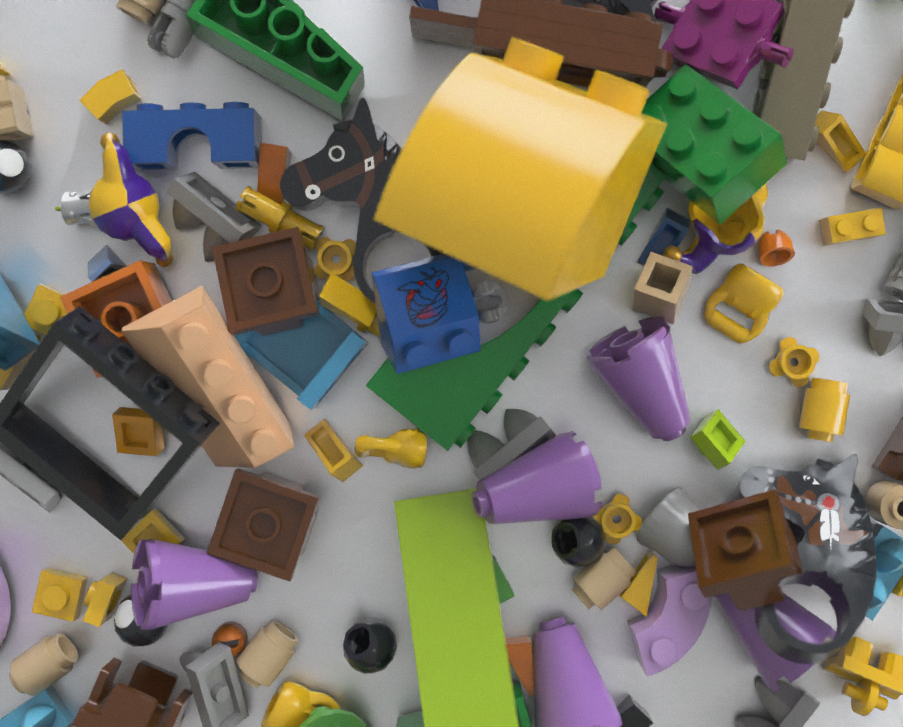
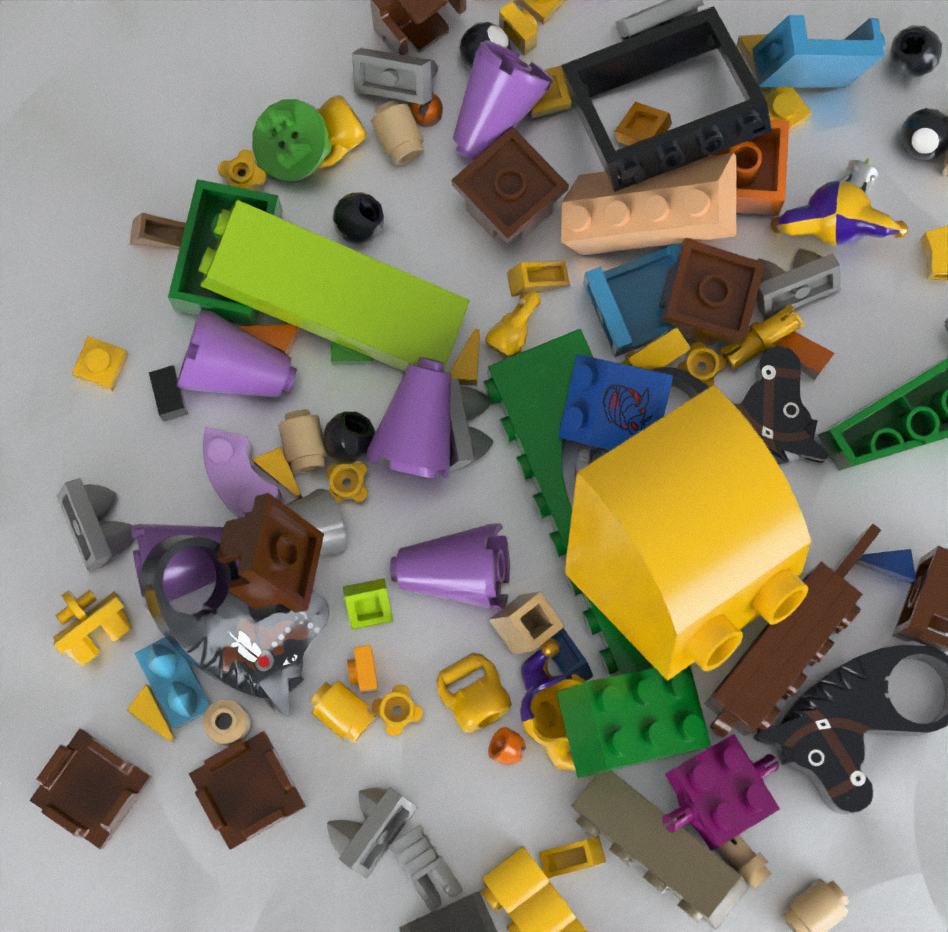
camera: 125 degrees right, 10 degrees down
(104, 263) = (799, 173): medium blue piece -> none
(157, 134) = (885, 271): blue arch -> none
(448, 471) = (467, 363): none -> yellow piece
(778, 410) = (363, 670): none -> light orange plate
(852, 226) = (488, 826): yellow piece -> none

